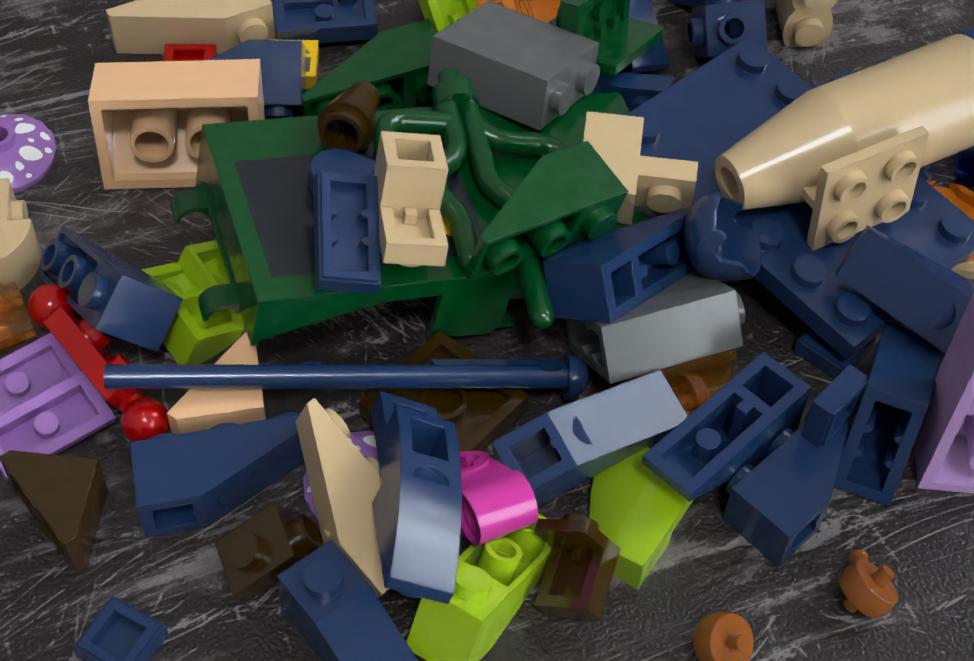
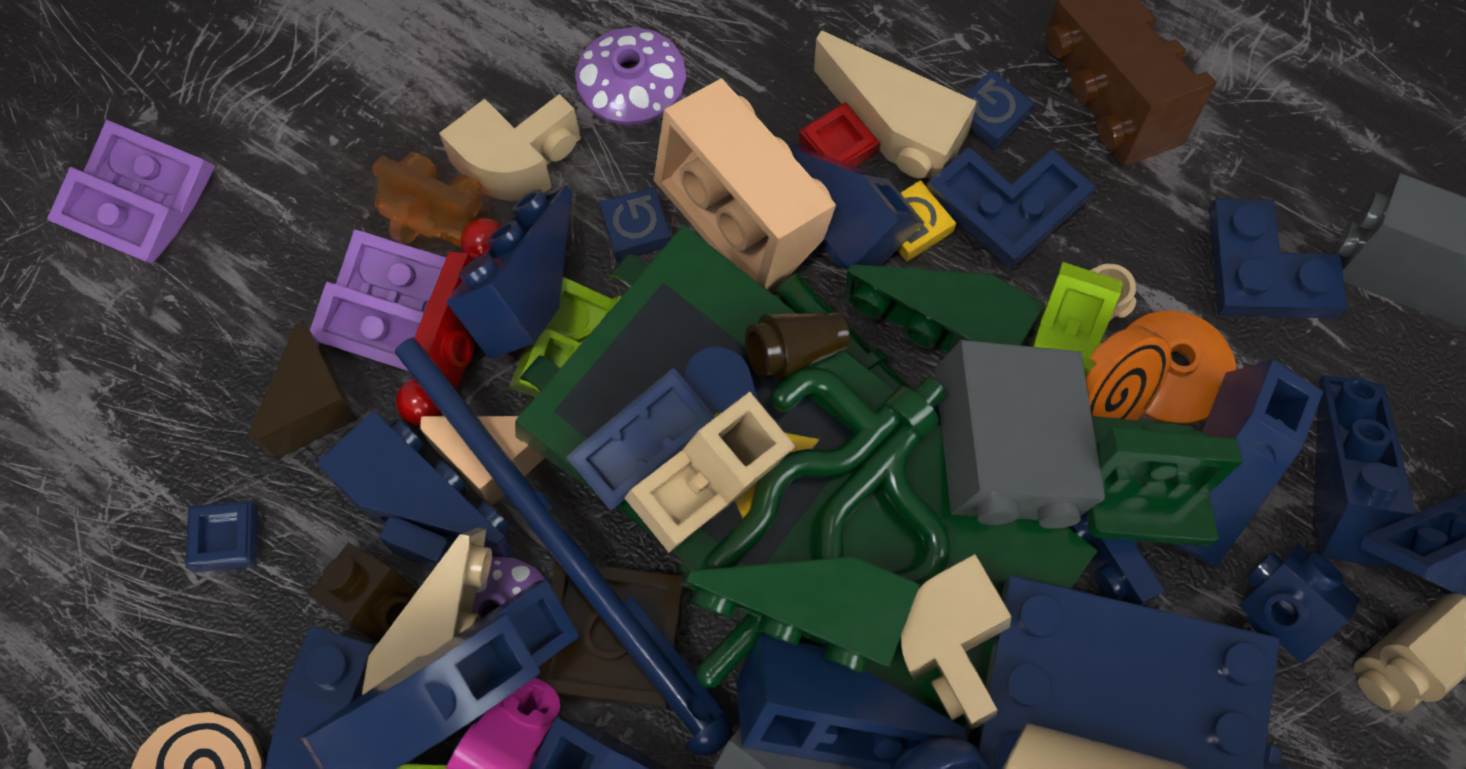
camera: 60 degrees right, 15 degrees up
(130, 215) = (635, 223): none -> dark blue tile
(265, 484) = (414, 542): none -> dark blue tile

